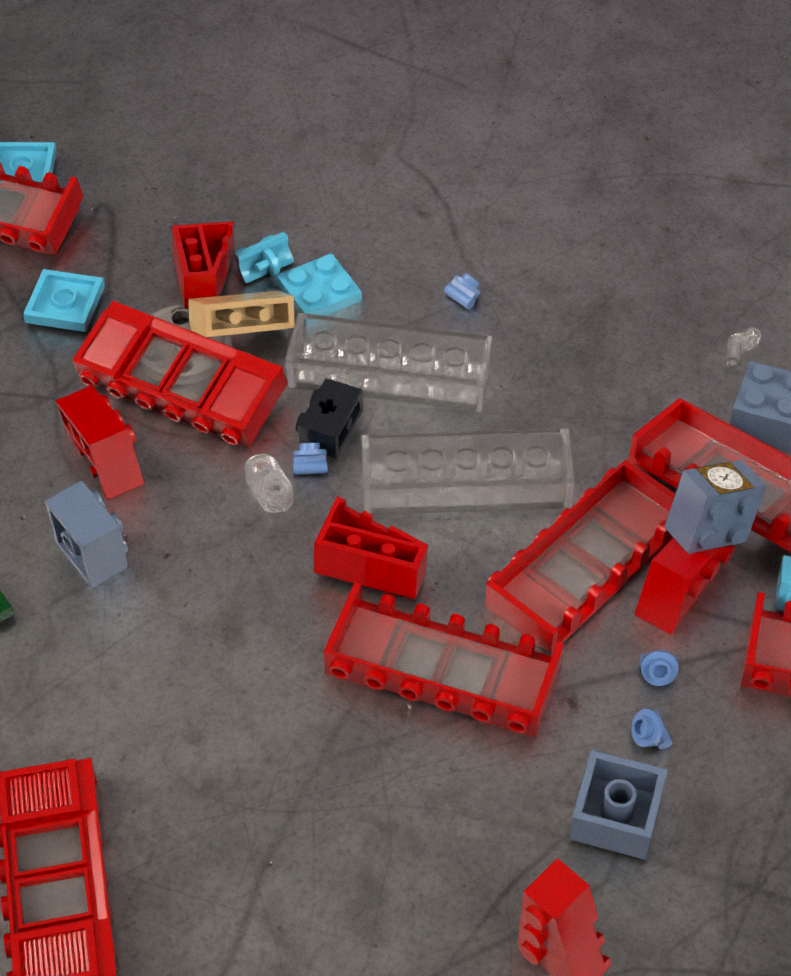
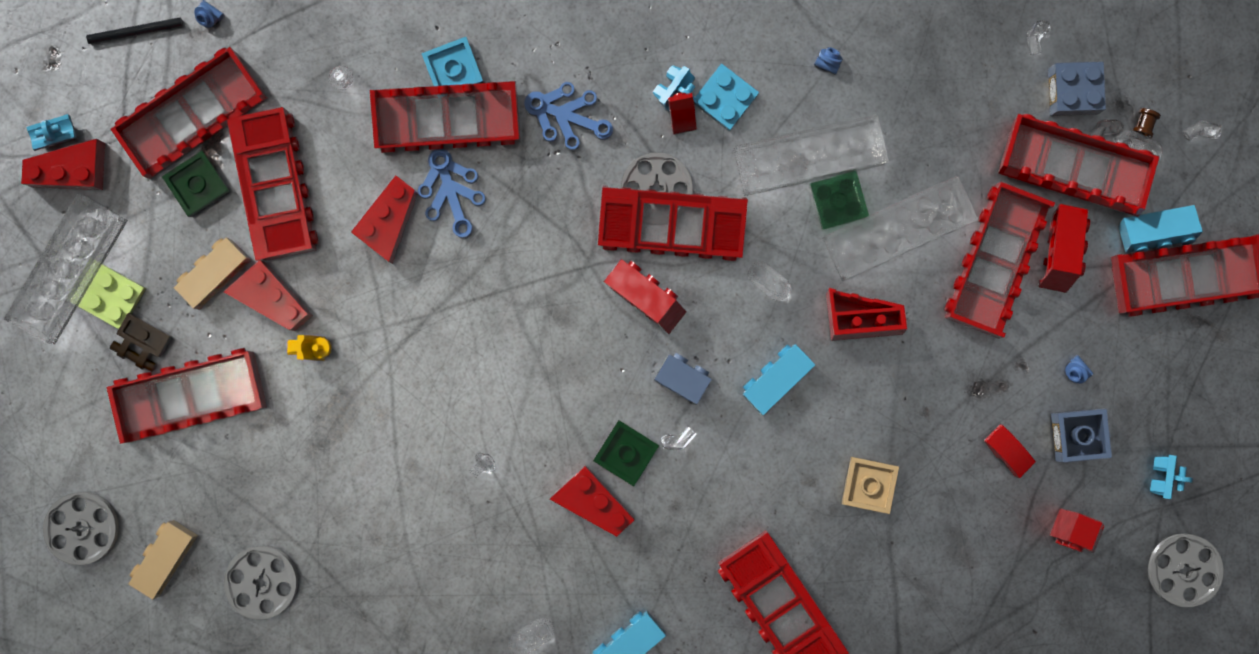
camera: 25 degrees left, 35 degrees up
(41, 618) = (677, 442): none -> clear arm
(64, 300) = (554, 183): medium azure plate -> none
(97, 227) = (565, 113): none -> medium blue plant
(202, 258) = (639, 119): red wedge -> none
(216, 588) = (777, 378): none -> medium azure brick
(241, 313) = (693, 158): tan brick -> none
(254, 265) = (682, 113): none -> red slope
(275, 765) = (870, 485): none -> tan plate
(310, 459) = (788, 252): medium blue plate -> none
(330, 416) = (795, 204): black brick -> none
(404, 414) = (839, 200): none -> clear green plate
(442, 663) = (940, 375): window -> none
(504, 794) = (1010, 450): none -> red slope
(659, 667) = (1068, 324): medium blue plate -> none
(715, 506) = (1081, 215): sand blue brick -> none
(744, 924) = (1165, 487): none -> medium azure hips

